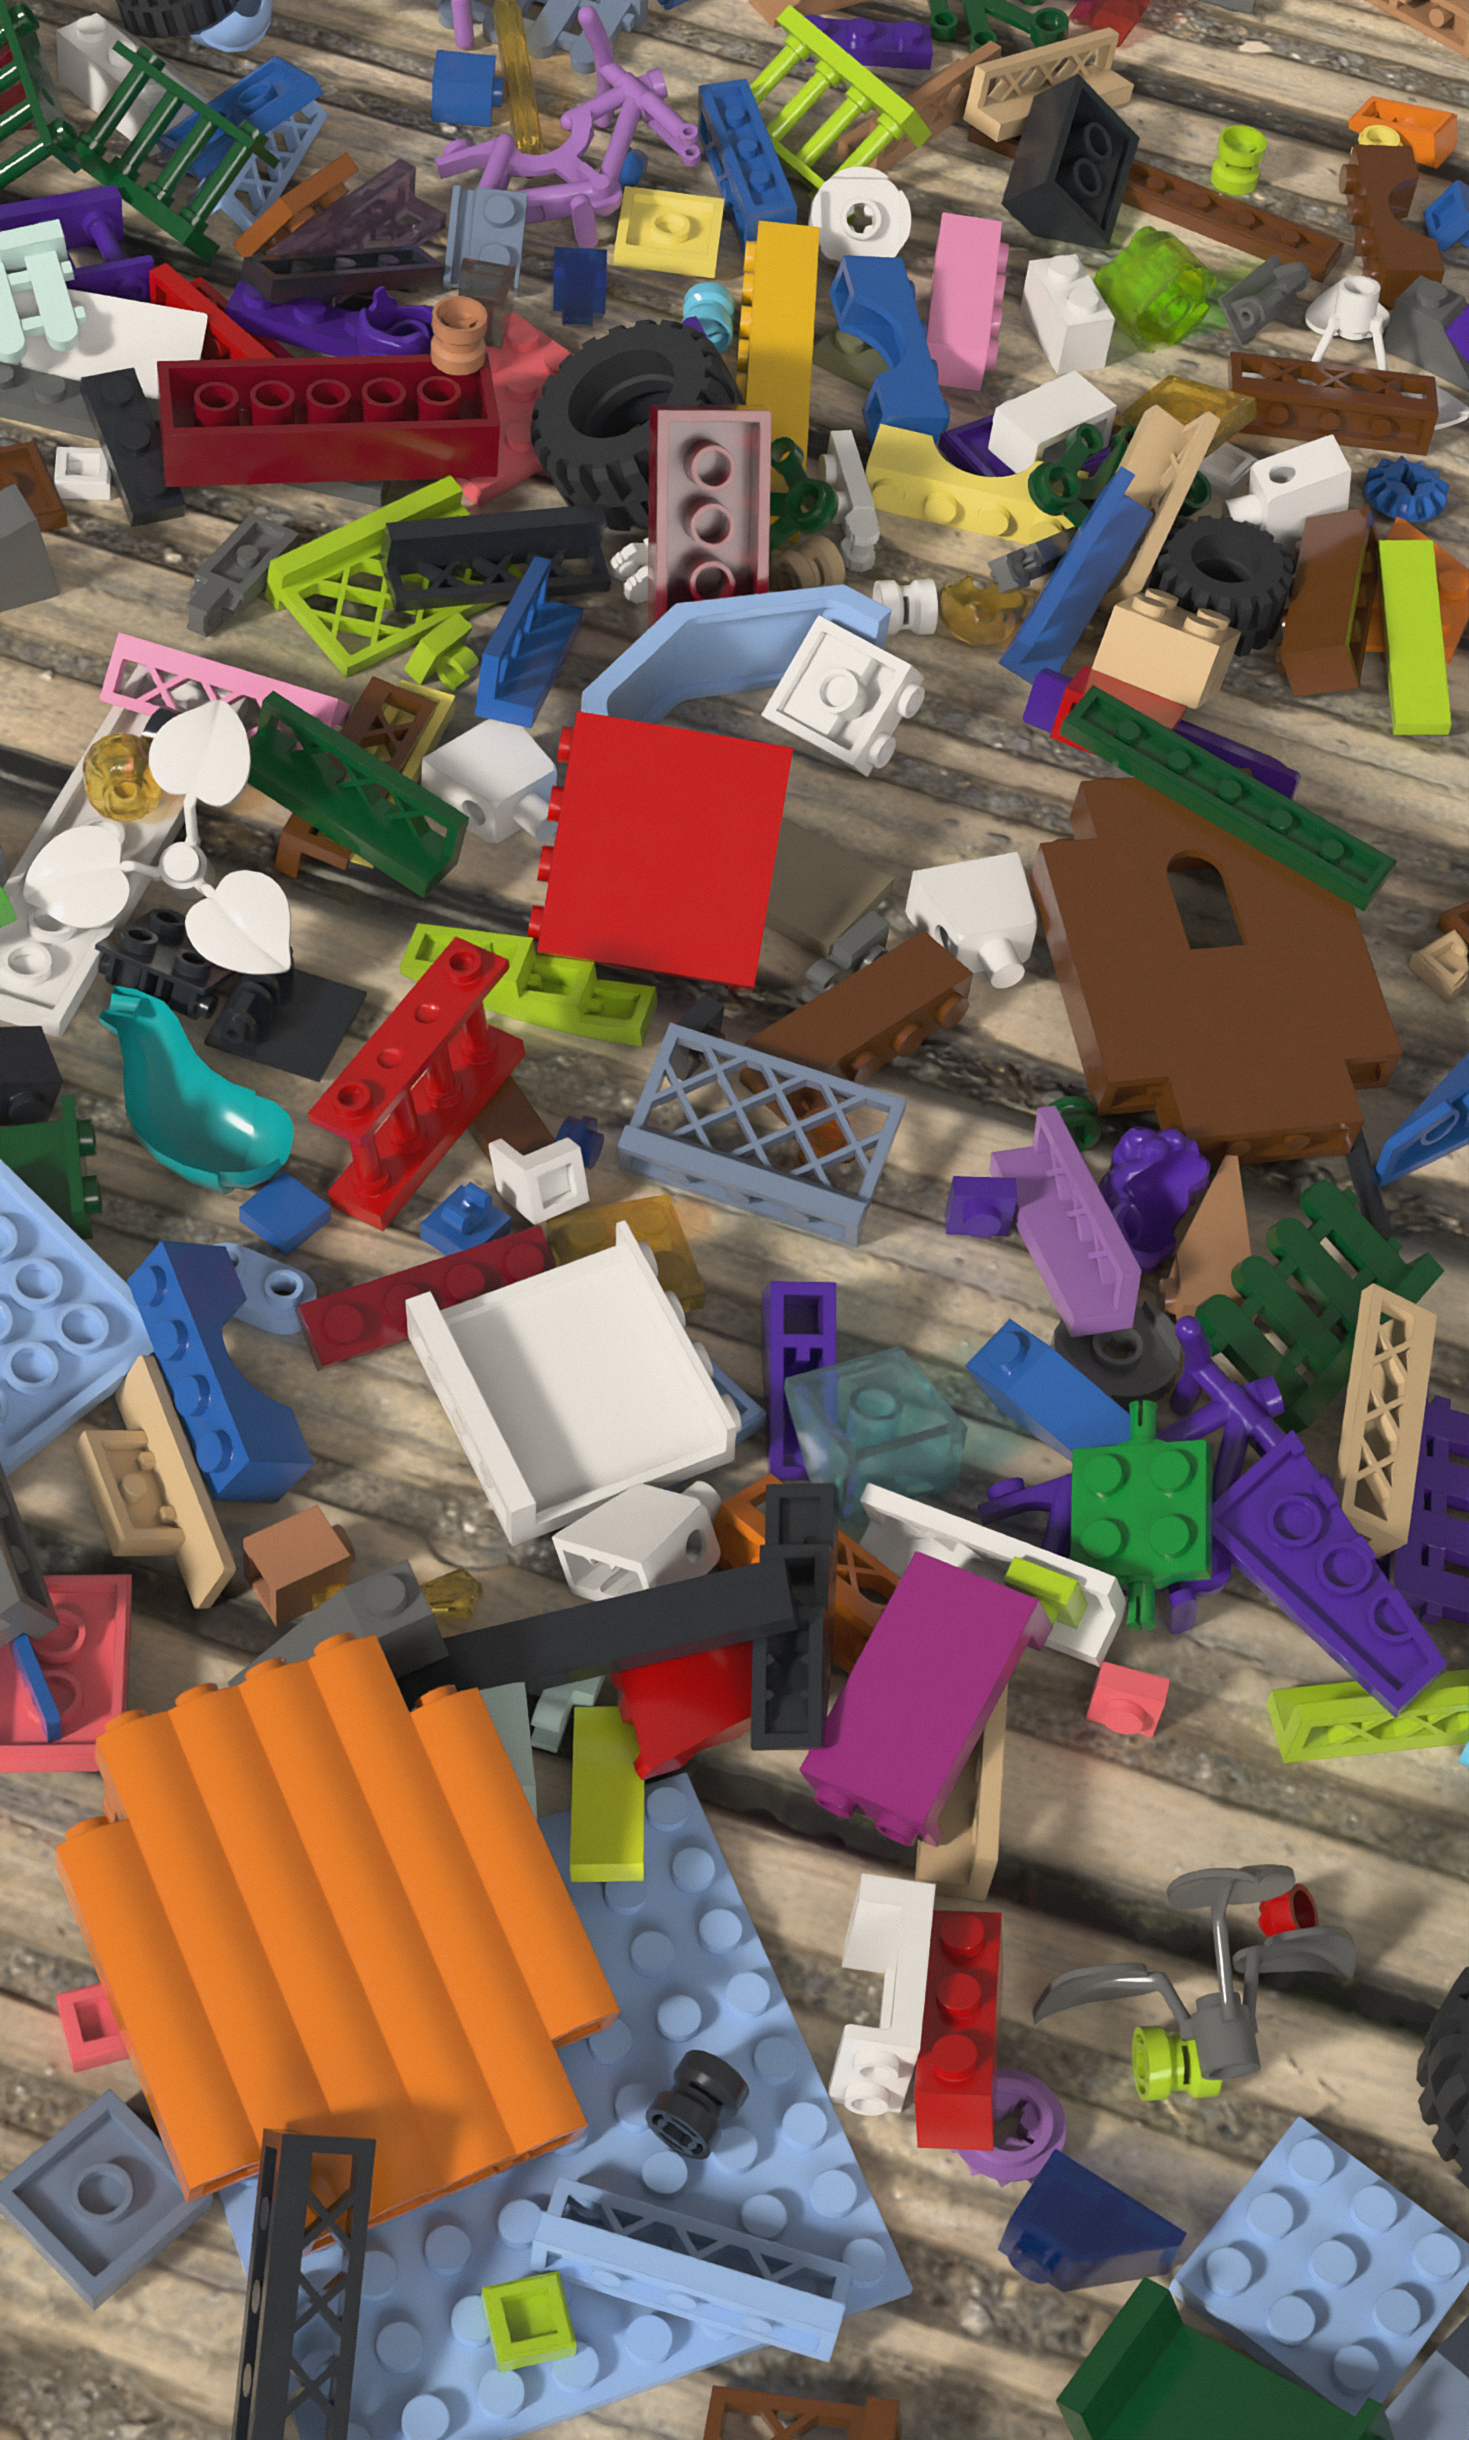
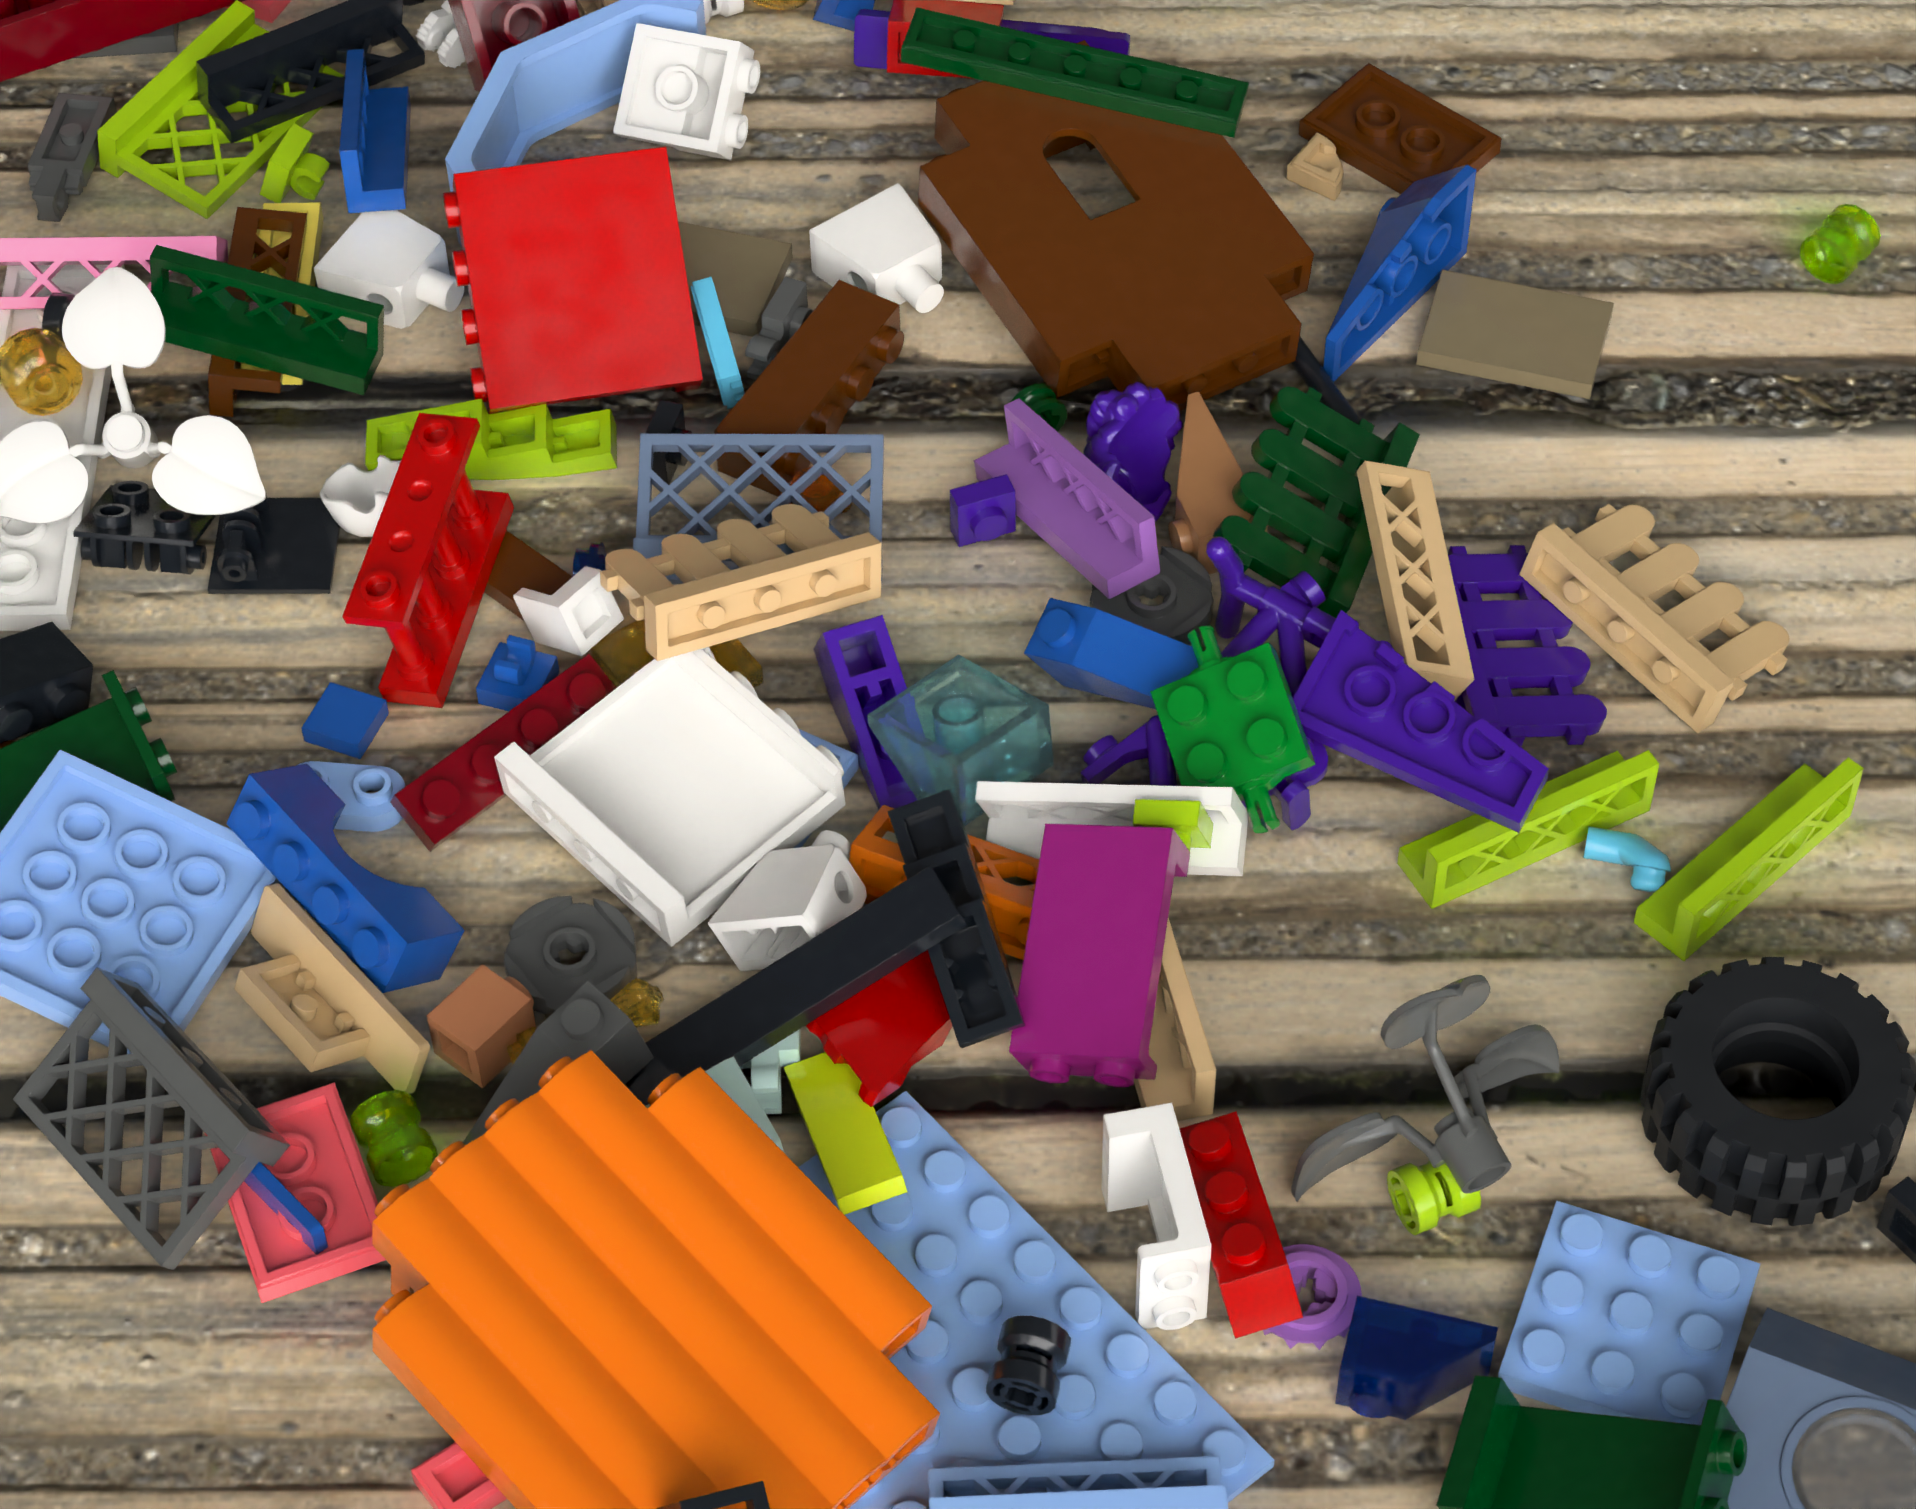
camera: 10 degrees left, 0 degrees up
(167, 1646) = (395, 1142): none -> clear neon green wheel
(193, 1116) = (220, 657): teal animal -> none
(376, 991) = (358, 496): none -> white hair
(427, 1495) = (561, 925): none -> dark grey plate
(722, 1224) = (759, 595): none -> tan fence
(783, 953) = (717, 341): none -> medium azure tile
(1127, 1699) = (1275, 897): coral plate -> none
(1288, 1912) = (1480, 1030): red hinge -> none

